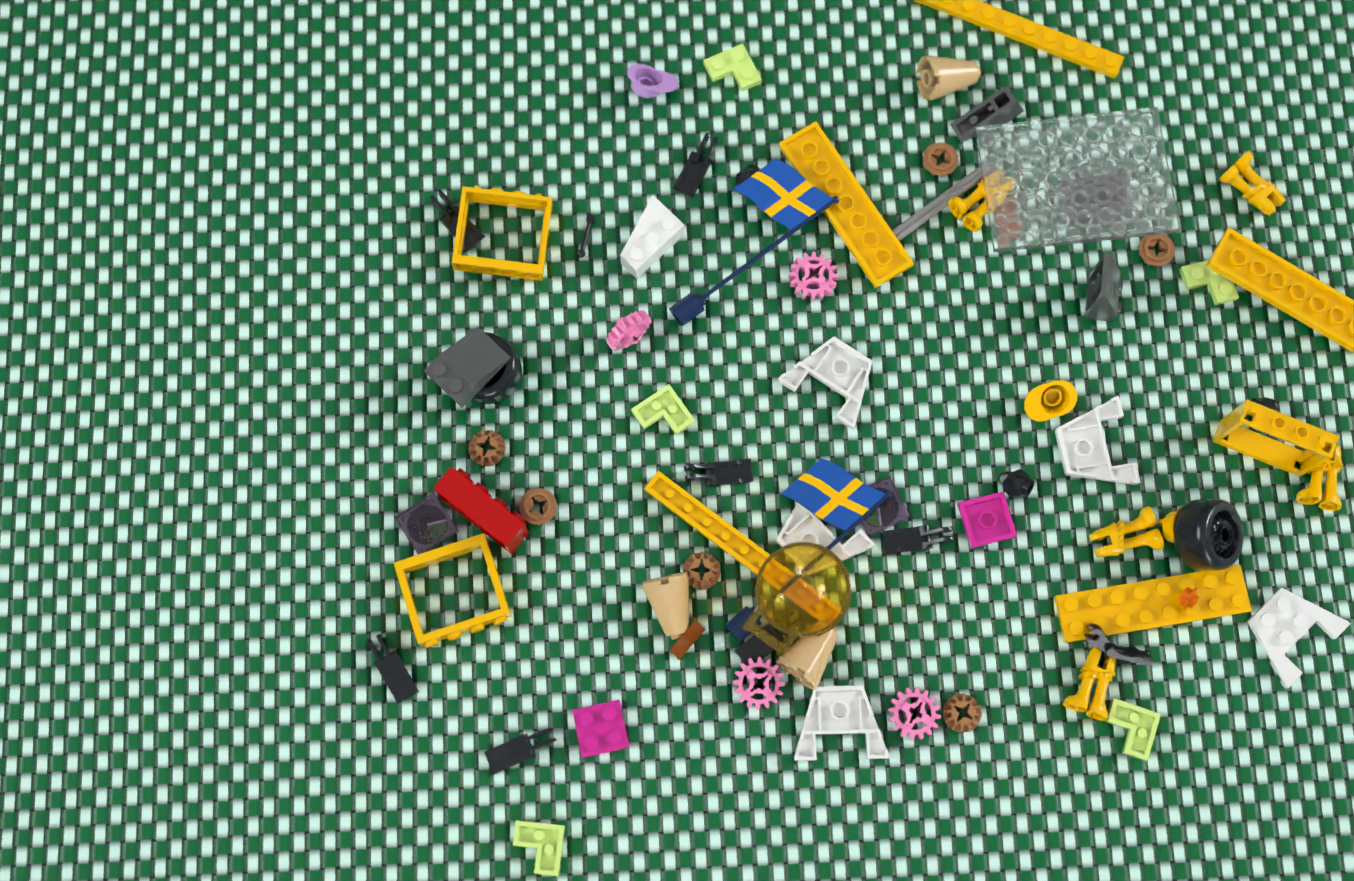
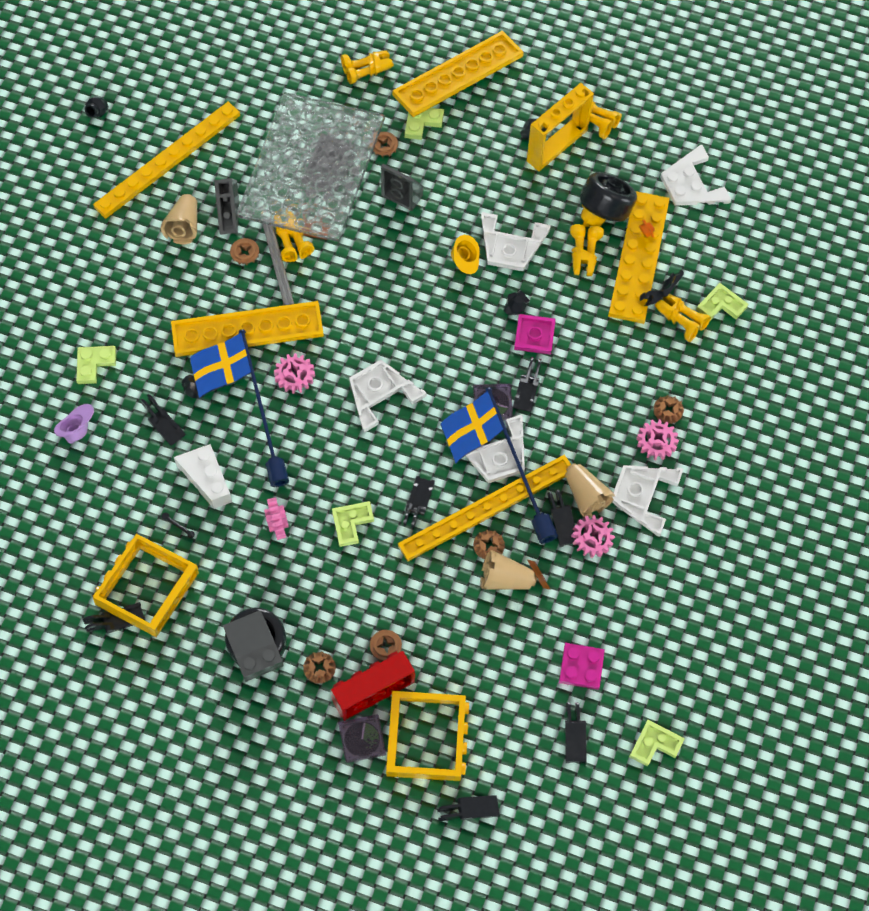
camera: 70 degrees left, 10 degrees down
(800, 593) = (543, 472): clear yellow windscreen -> none

